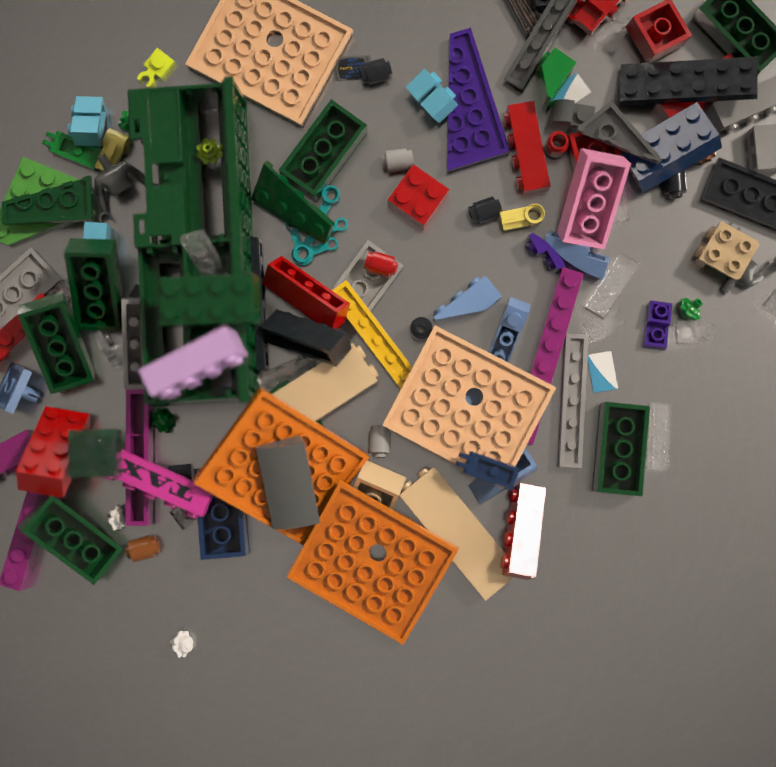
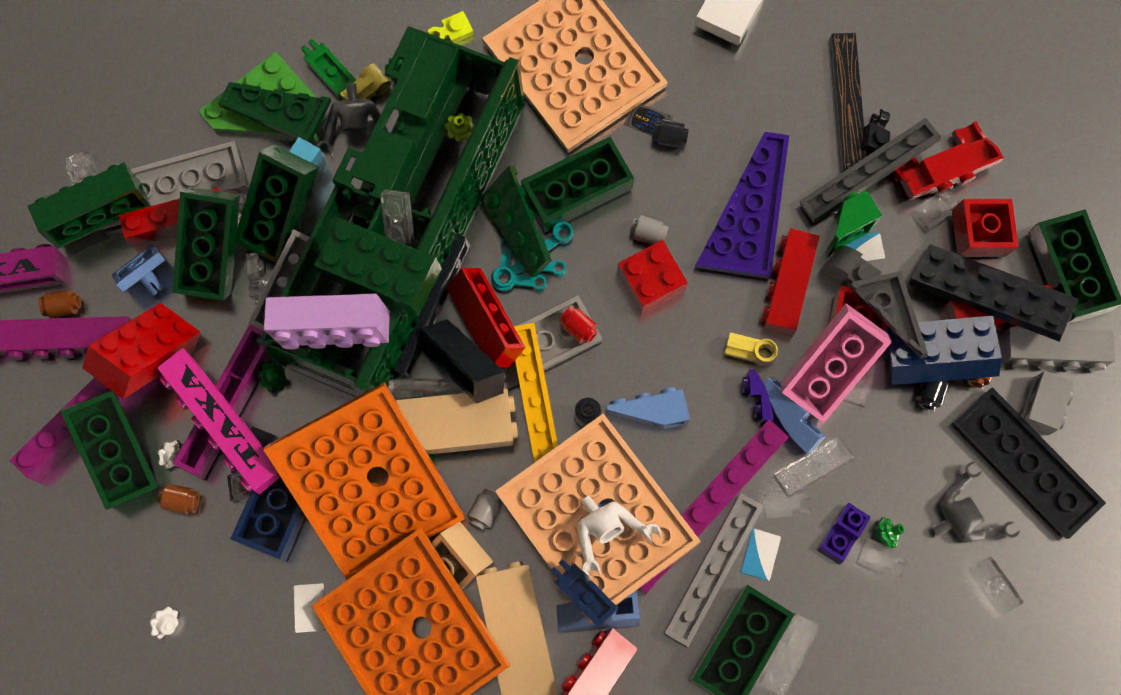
camera: 25 degrees right, 10 degrees down
(87, 121) = (356, 47): medium azure piece -> none
(95, 453) = (180, 368): clear green brick -> none
(278, 575) = (305, 617): none -> white sticker
(288, 483) = (362, 502): dark grey slope -> none
(431, 95) = (716, 183): medium azure piece -> none
(480, 411) = (605, 526): none -> white piece
(485, 210) = (715, 323): black brick -> none
(509, 329) = (682, 458): medium blue slope -> none
(559, 138) = (828, 287): red brick -> none
(727, 250) = (956, 488): tan bracket -> none

